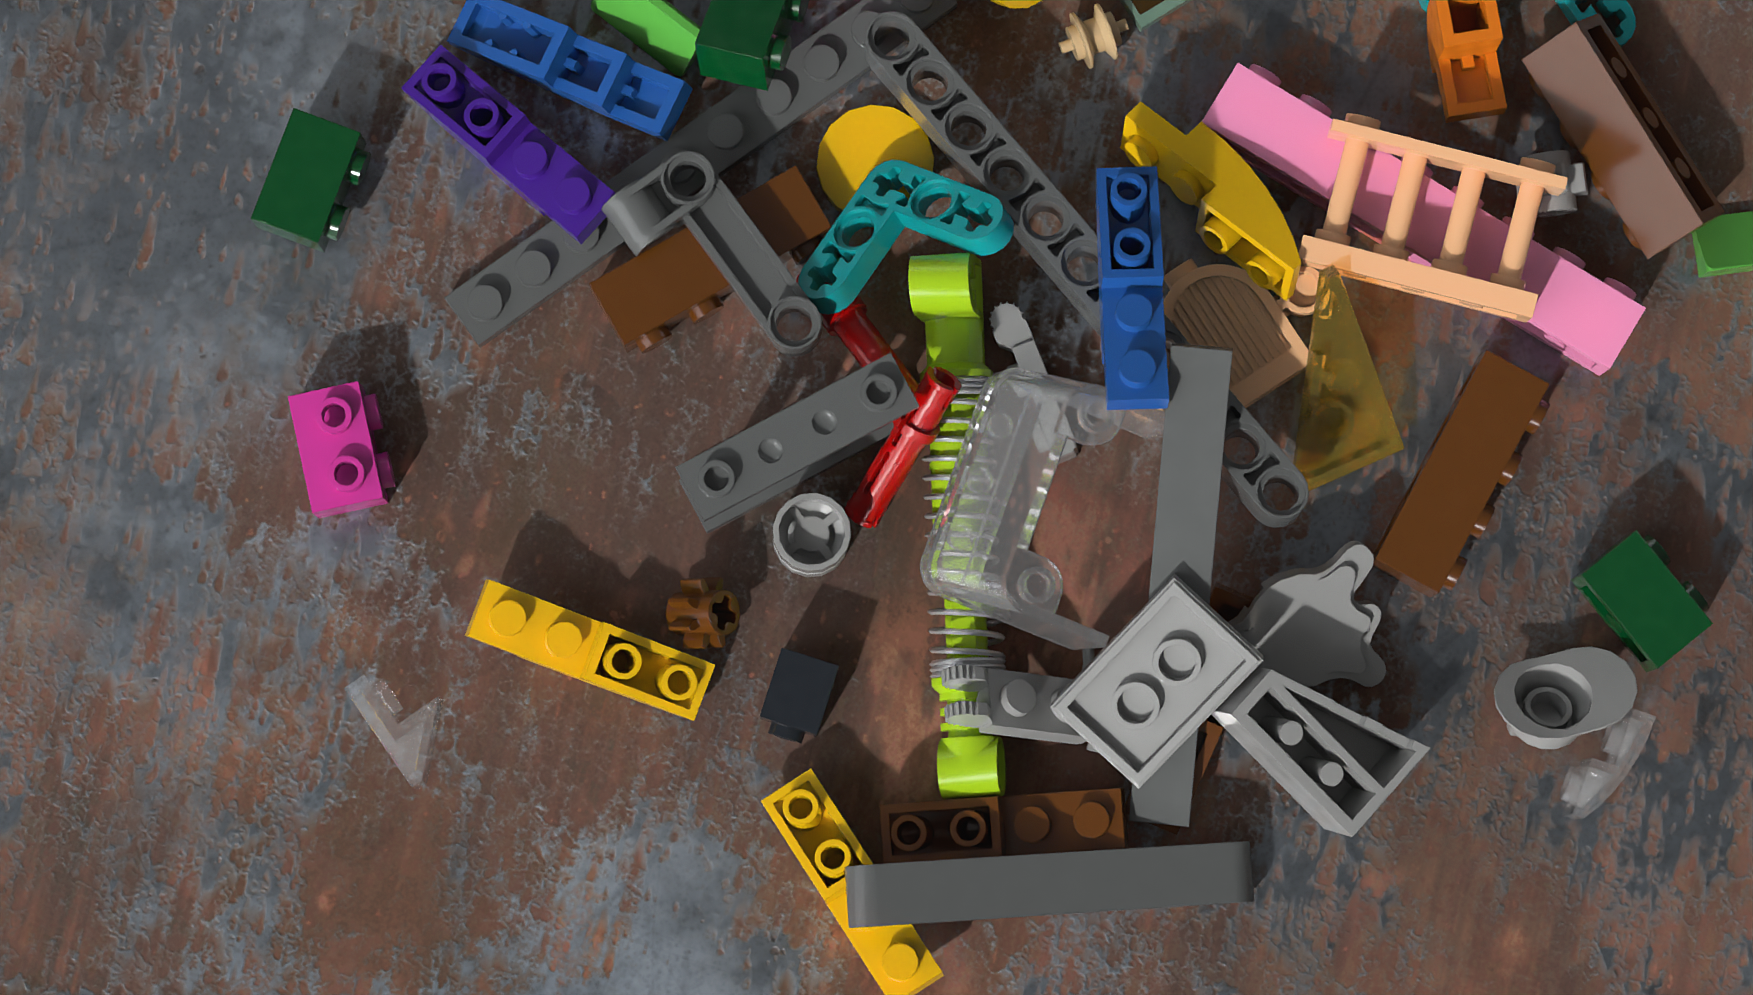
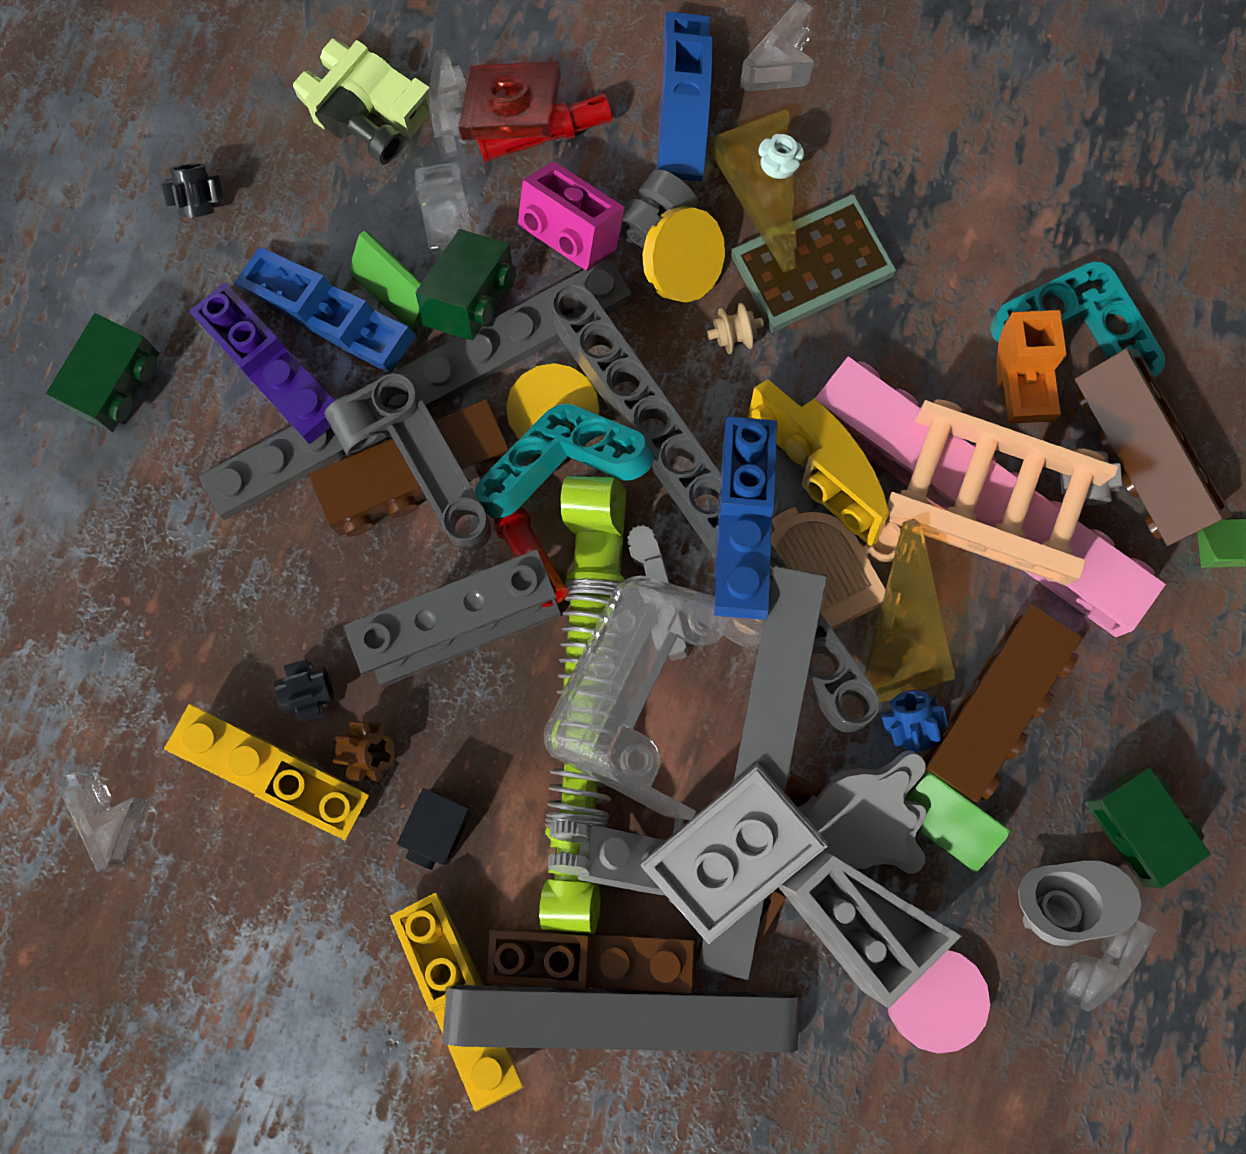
camera: 15 degrees right, 5 degrees down
(340, 449) = (93, 586): dark pink brick -> none
(619, 548) = (304, 690): none -> black gear
(811, 534) = (460, 696): light grey wheel -> none
(903, 447) = (550, 622): red pin -> none
(1358, 504) = (915, 720): none -> blue gear
(1418, 621) = (956, 822): none -> bright green slope
(1418, 832) = (944, 1006): none -> bright pink tile

